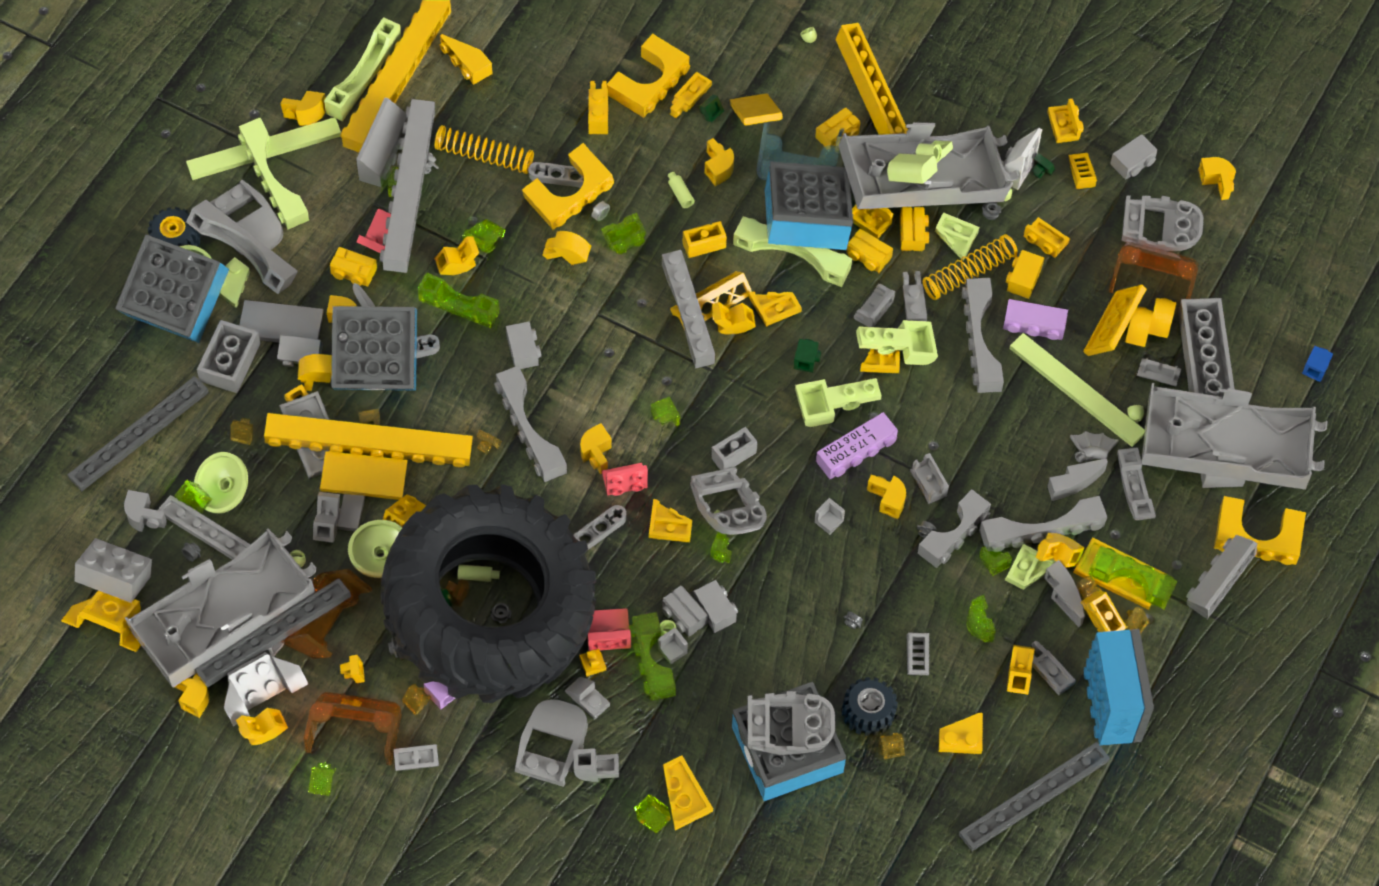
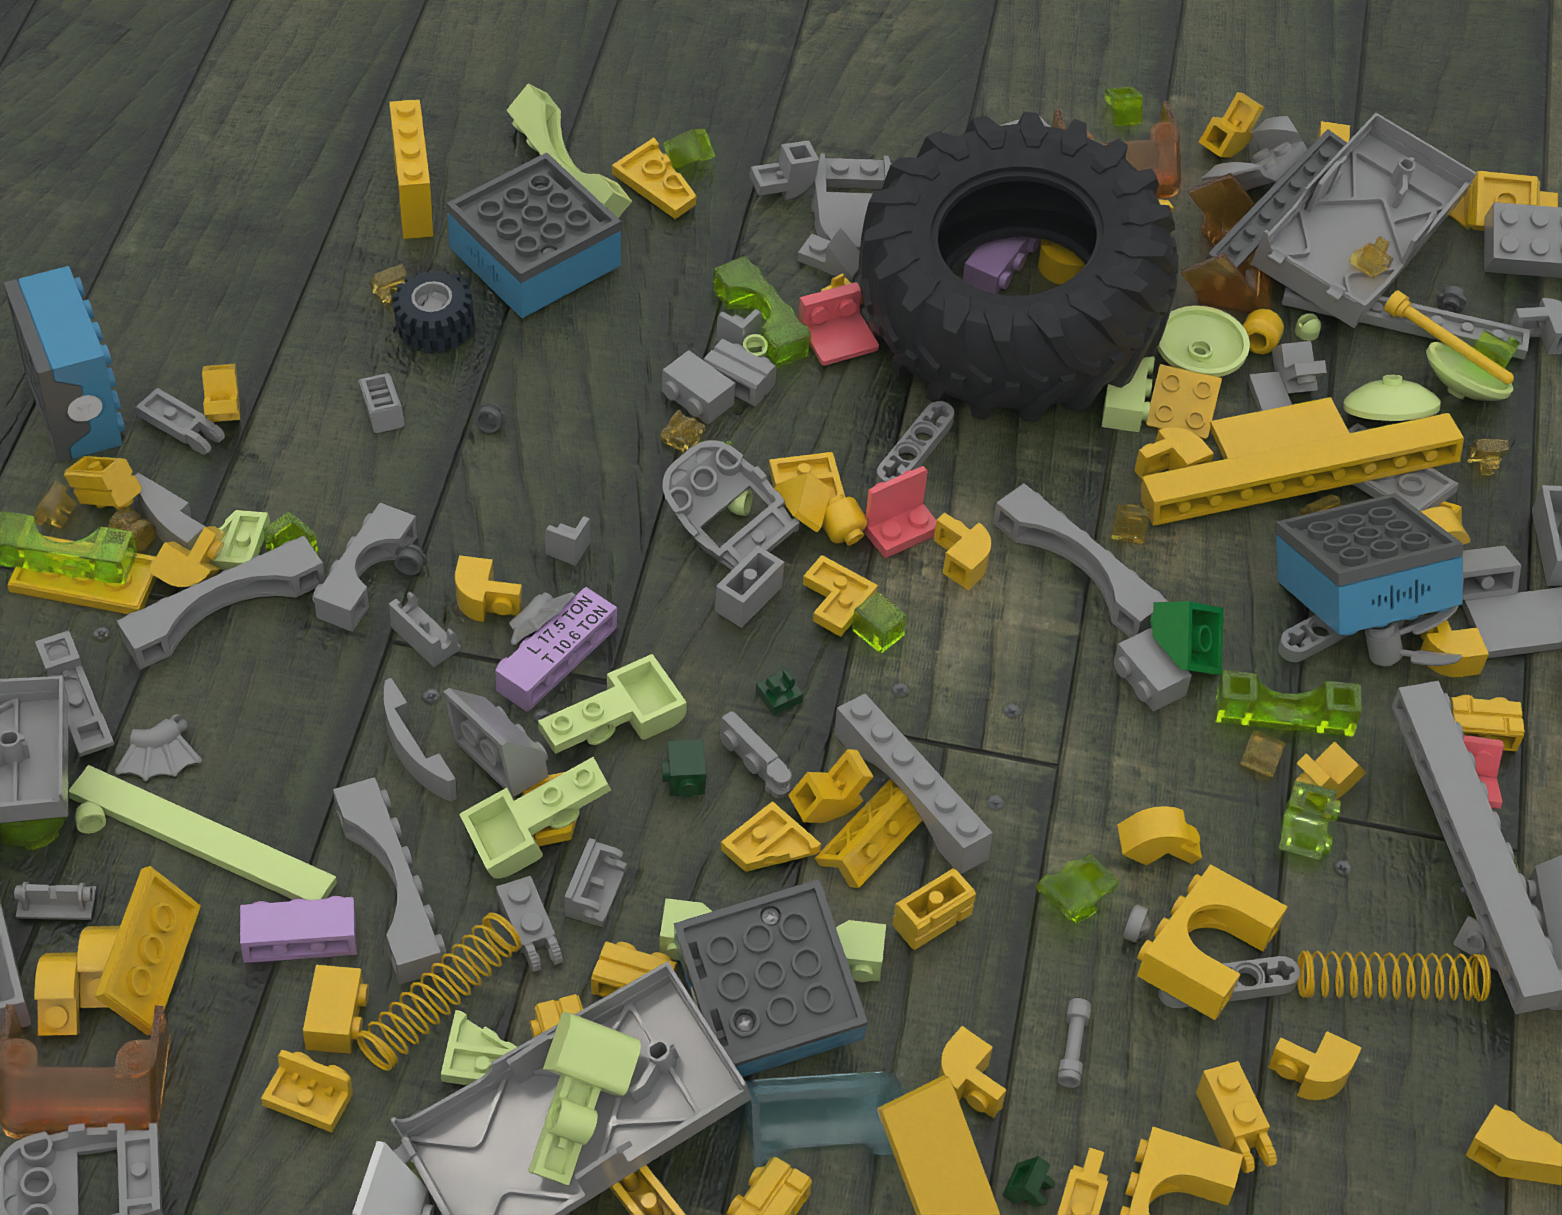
camera: 160 degrees right, 10 degrees down
(237, 540) = (1400, 306): none -> yellow piece
(237, 573) = (1372, 257): none -> clear yellow tile
(299, 470) = (1392, 400): none -> yellowish green dish
(333, 555) = (1263, 330): none -> yellow head
(435, 483) = (1172, 450): none -> yellow brick
(485, 281) = (1263, 753): none -> clear yellow tile
(495, 350) = (1190, 634): none -> green slope
(543, 118) = (1319, 1073): none -> yellow brick
(651, 177) = (1070, 1068): none -> light grey bar
(660, 486) = (844, 520): none -> yellow head
(677, 440) = (842, 590): none -> yellow plate
(680, 190) = (1015, 1005): yellowish green cylinder -> none
(682, 495) = (806, 499): none -> yellow slope
(734, 581) = (682, 432): none -> clear yellow tile
(737, 393) = (779, 692): none -> dark green tile
(752, 859) = (540, 121): none -> yellowish green arch
(765, 353) = (756, 755): none -> light grey hinge
(811, 722) = (506, 217): light grey slope -> none
(857, 823) = (411, 169): none -> yellow arch
(862, 464) = (537, 613): none -> light grey arm
(908, 384) = (495, 741): none -> light grey slope
(947, 389) = (429, 772): none -> light grey slope
(962, 736) = (291, 319): yellow wing -> none
(978, 623) = (295, 444): clear neon green cylinder -> none
(1034, 796) = (179, 263): dark grey plate -> none
(1076, 478) = (178, 684): light grey slope -> none

